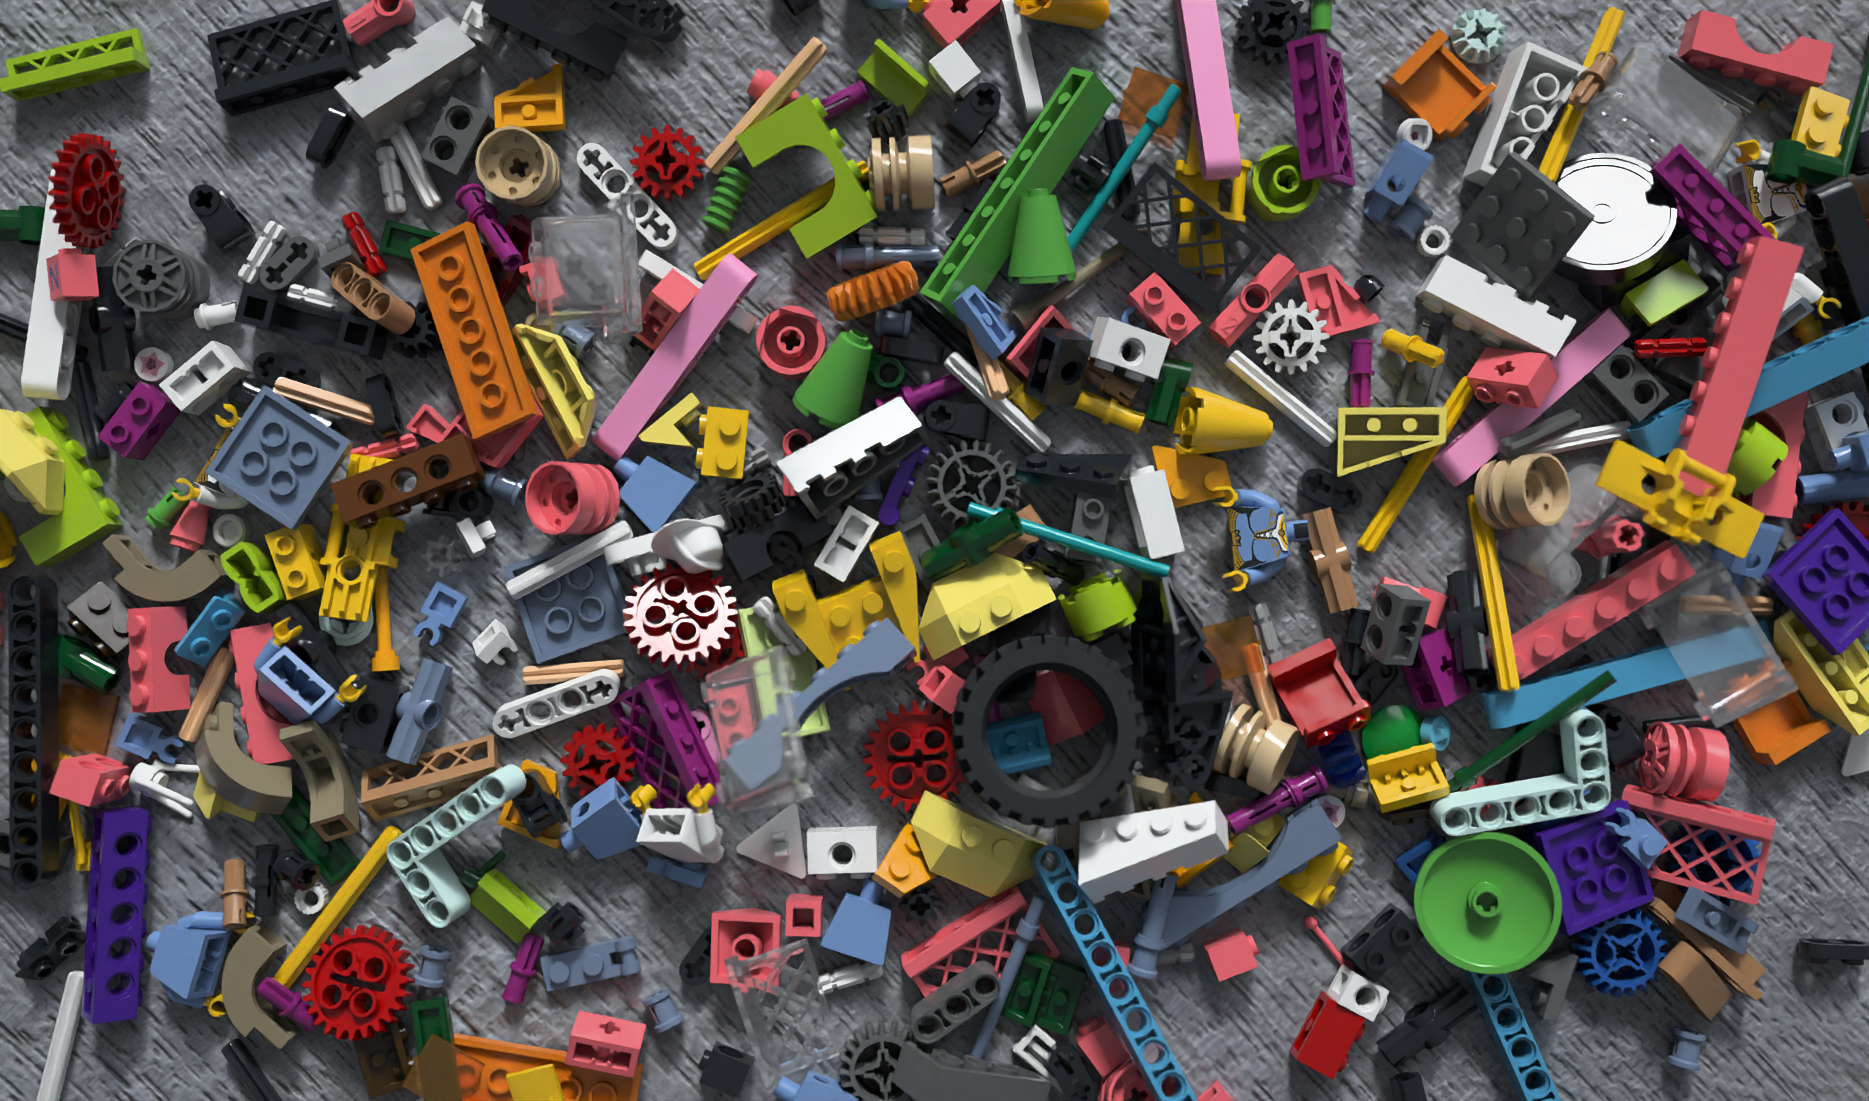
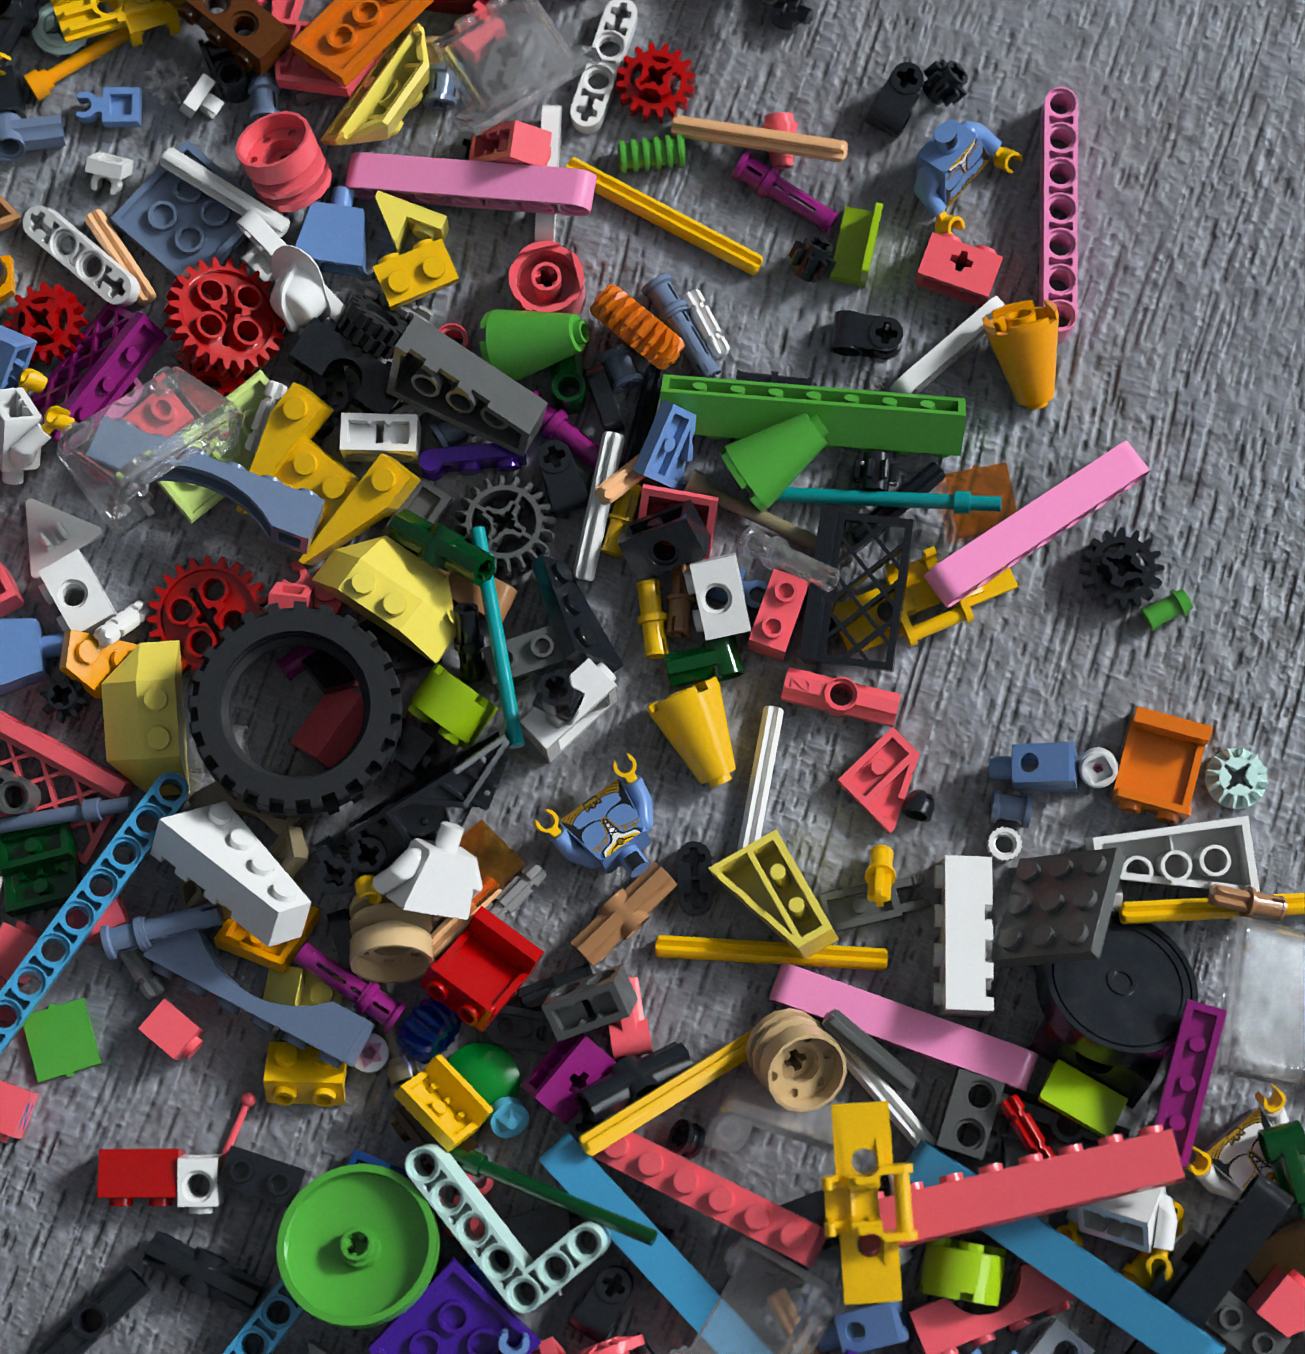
camera: 65 degrees right, 10 degrees down
(801, 125) = (713, 262): lime arch -> none
(887, 828) = (122, 623): none -> white axle
(902, 173) = (768, 296): tan wheel -> none
(955, 71) = (898, 293): white brick -> none
(972, 173) = (809, 364): medium nougat axle -> none
(1019, 743) = (271, 703): dark azure bracket -> none
(1115, 285) = (777, 554): none -> clear pin
(1168, 520) = (558, 698): none -> black piece
(1190, 1039) = (61, 1040): none -> bright green piece
(1191, 477) = (631, 730): light orange wing -> none
(1243, 696) = (429, 877): none -> white torso
(1265, 194) = (961, 641): lime brick -> none
(1276, 337) = (838, 740): white gear -> none
(1320, 111) = (1050, 646): magenta fence -> none
(1360, 373) = (830, 844): magenta axle -> none
(1512, 377) = (905, 987): coral brick -> none
(1522, 615) = (686, 1138): none -> black bush
(1613, 537) = (797, 1168): coral piece -> none

